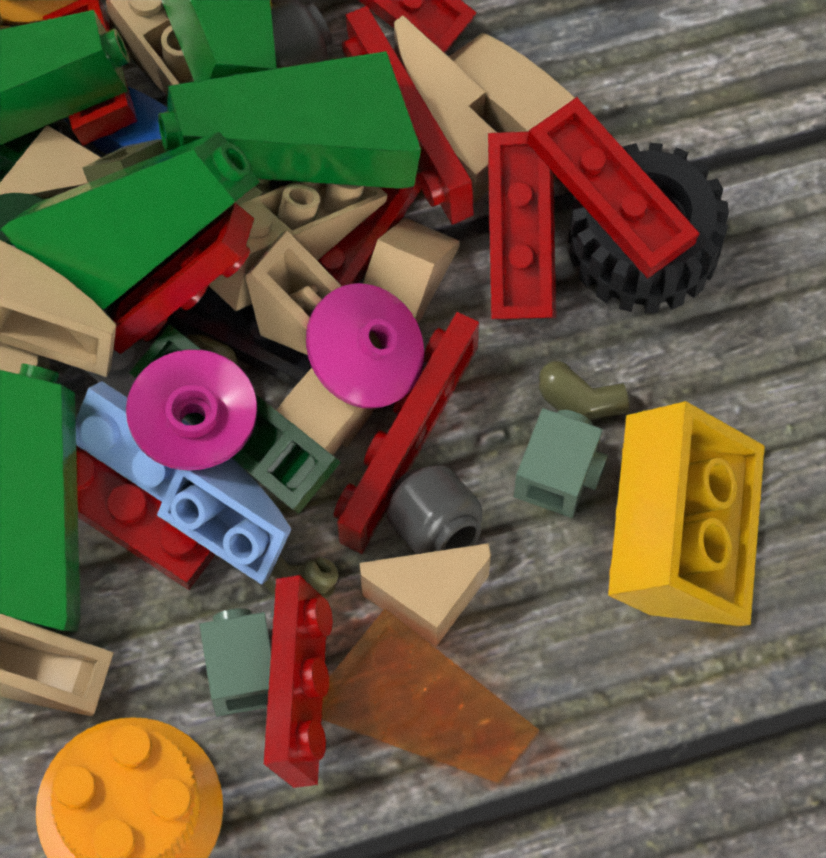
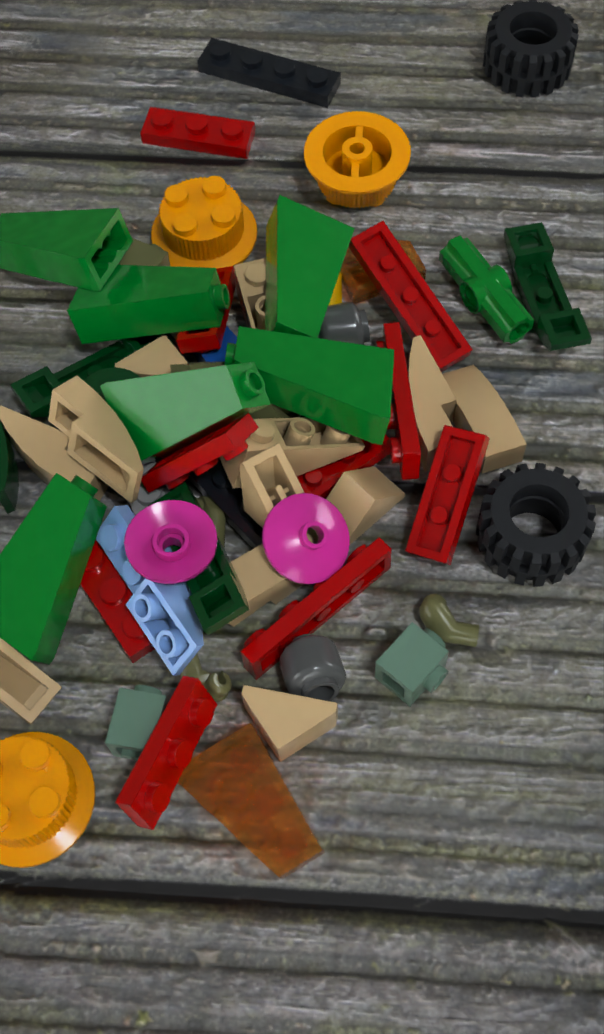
camera: 25 degrees right, 5 degrees down
(612, 187) = (515, 487): red plate -> none
(687, 517) = (489, 735): yellow slope -> none

